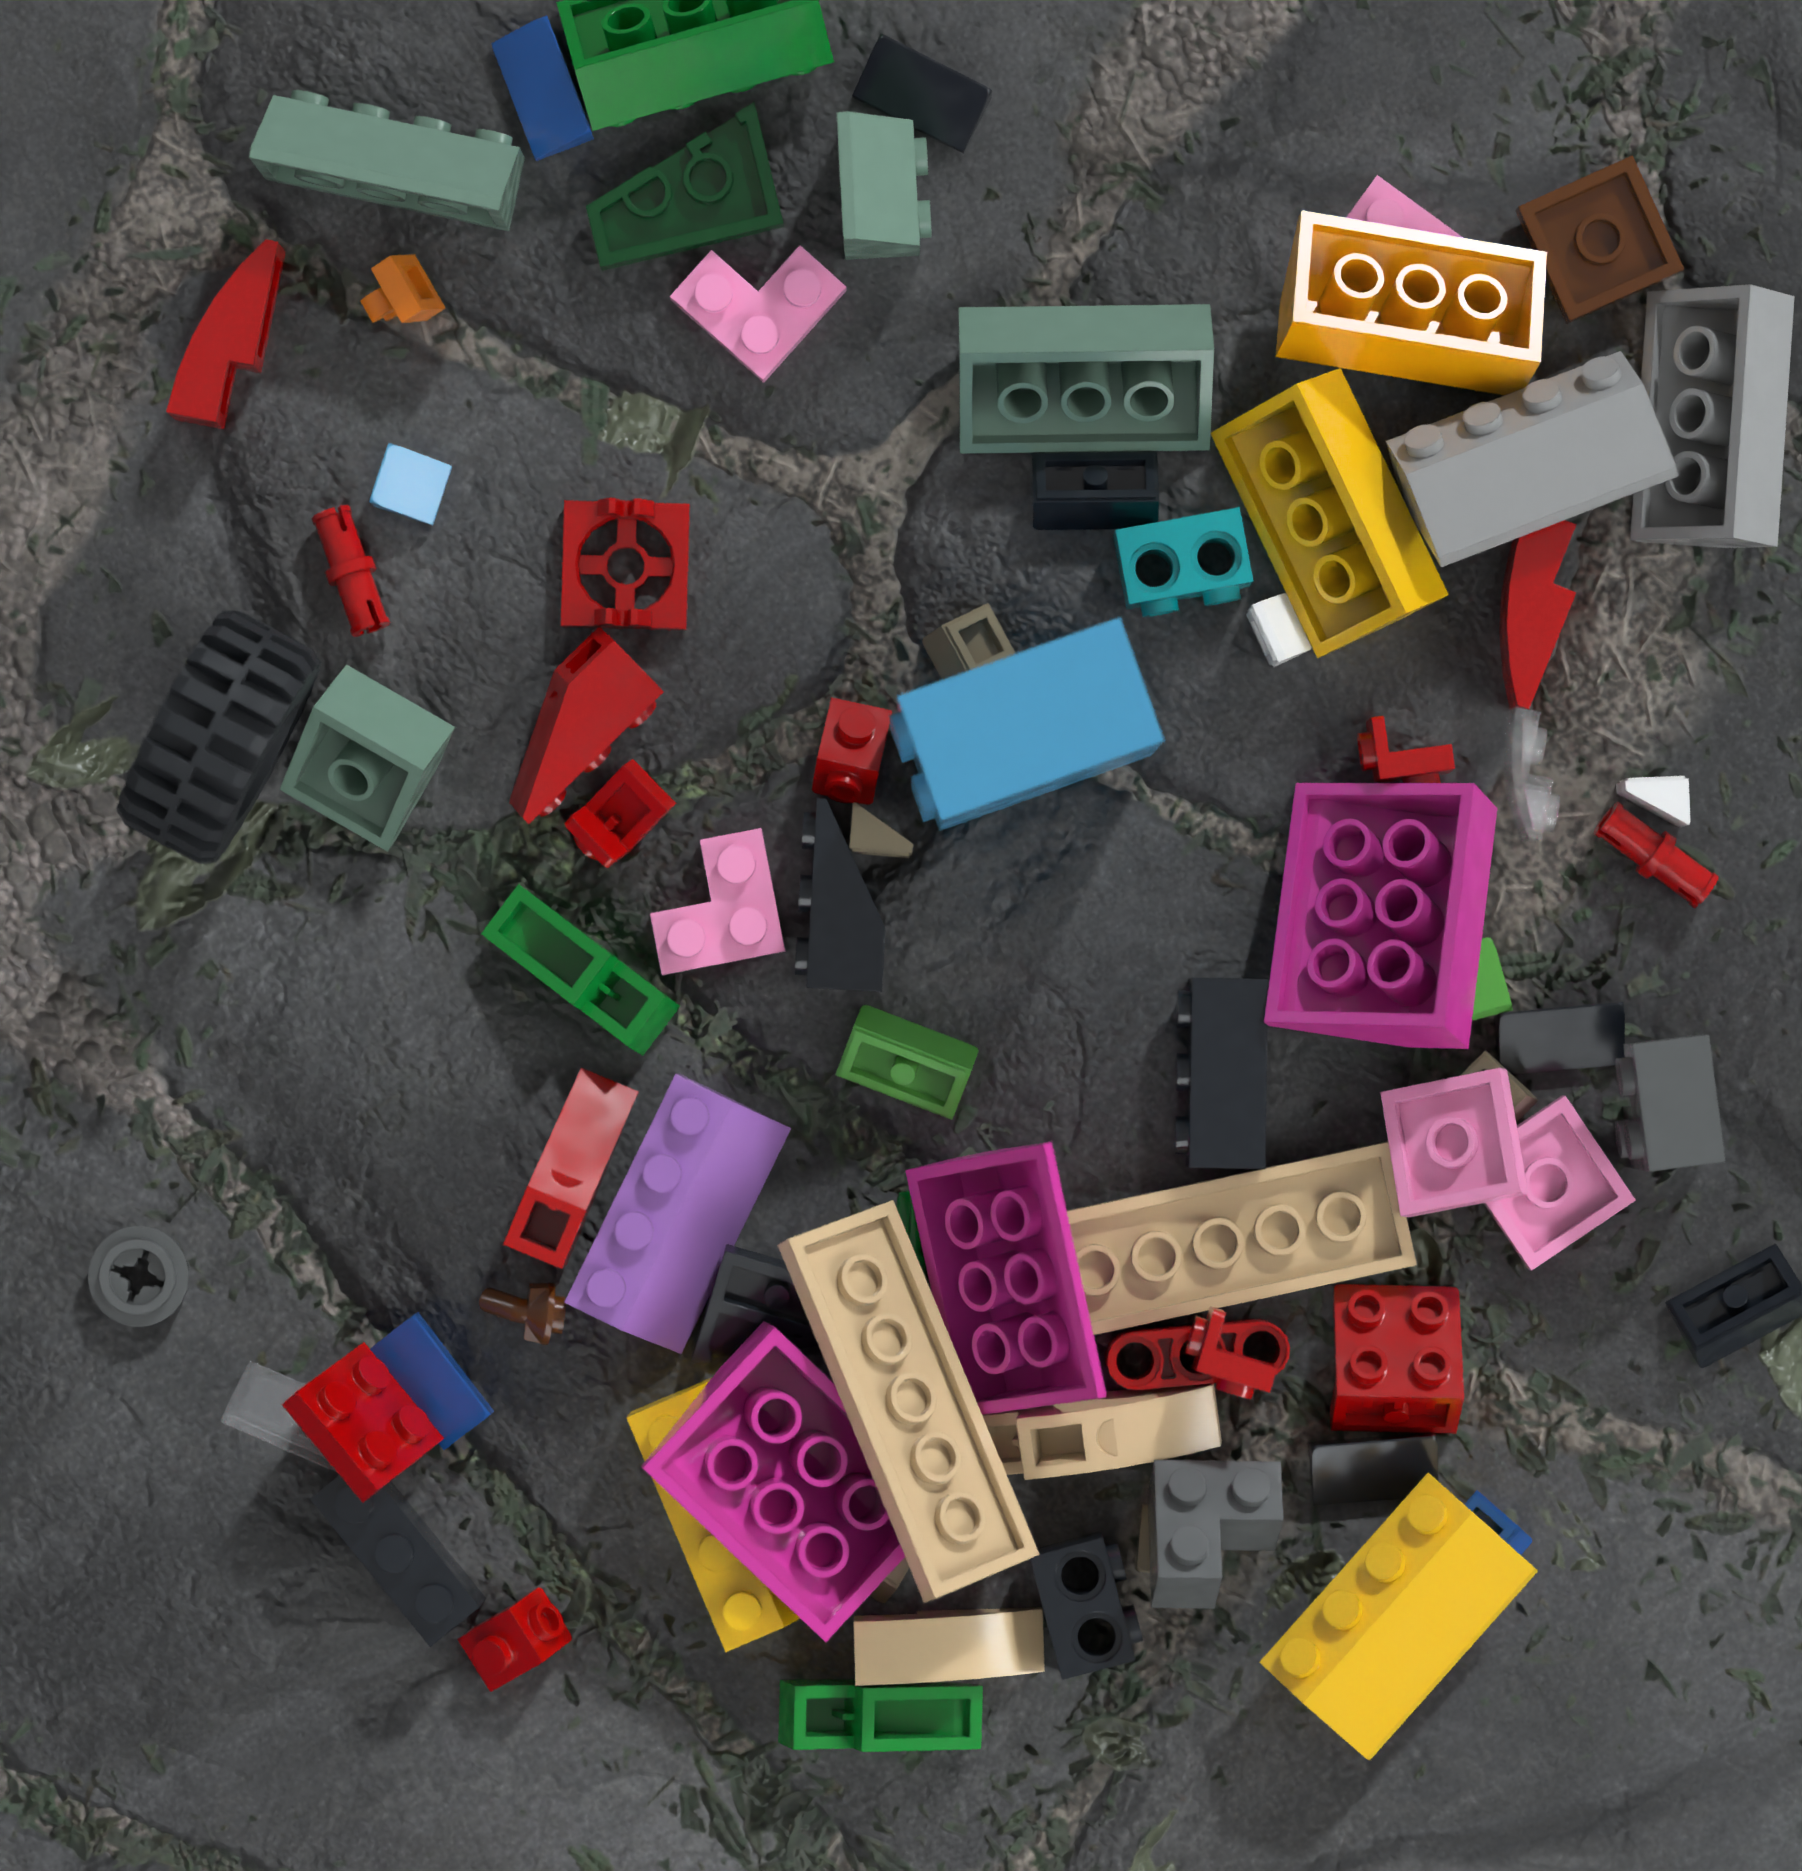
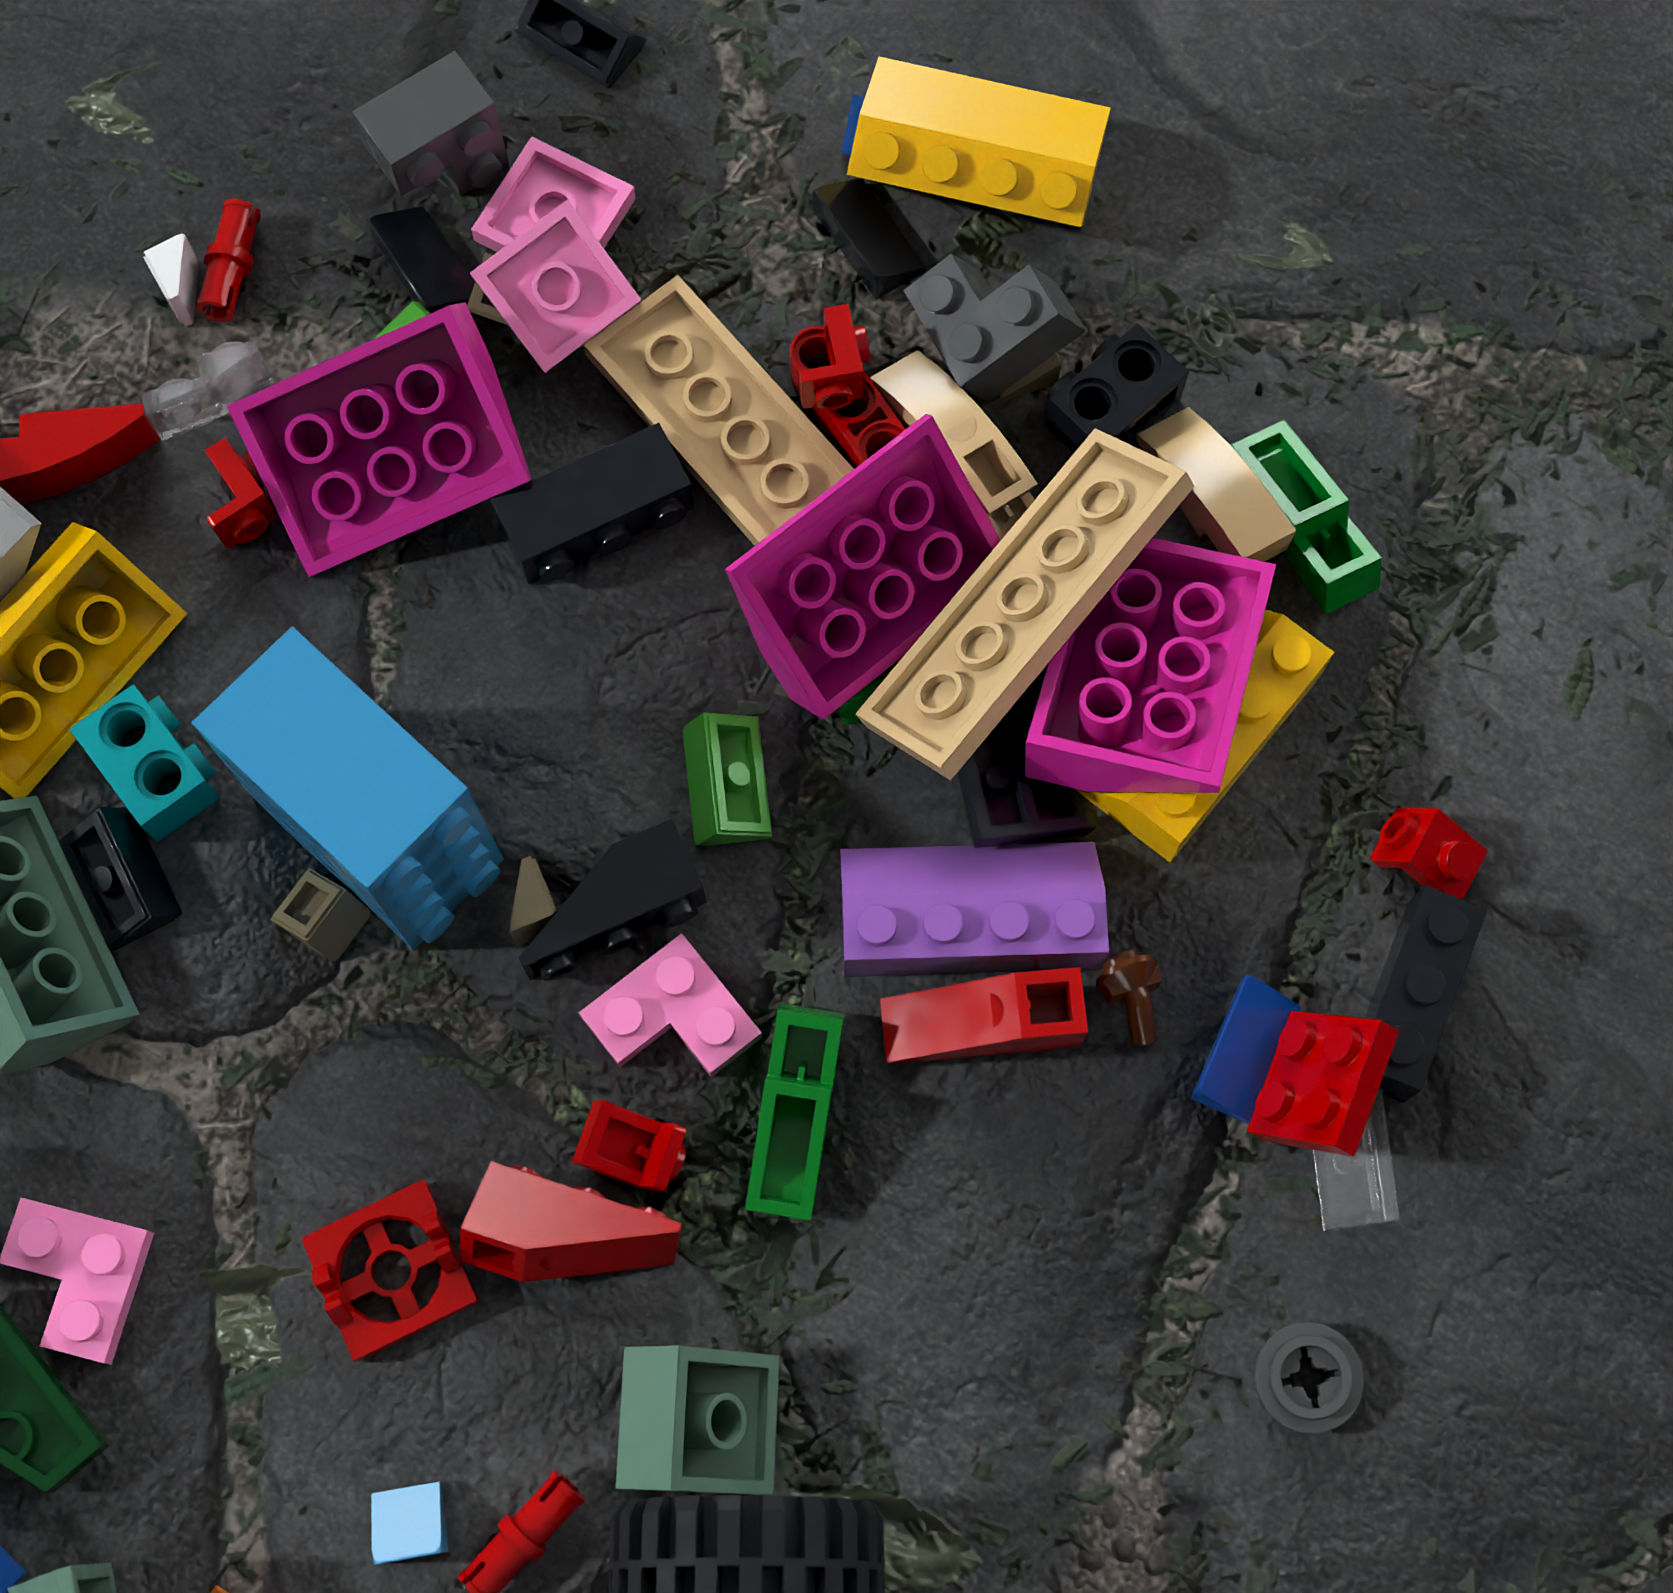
camera: 120 degrees left, 15 degrees down
(851, 751) = (466, 966): red bracket -> none
(1278, 629) = (178, 657): white slope -> none
(1397, 1359) = (764, 254): red bracket -> none

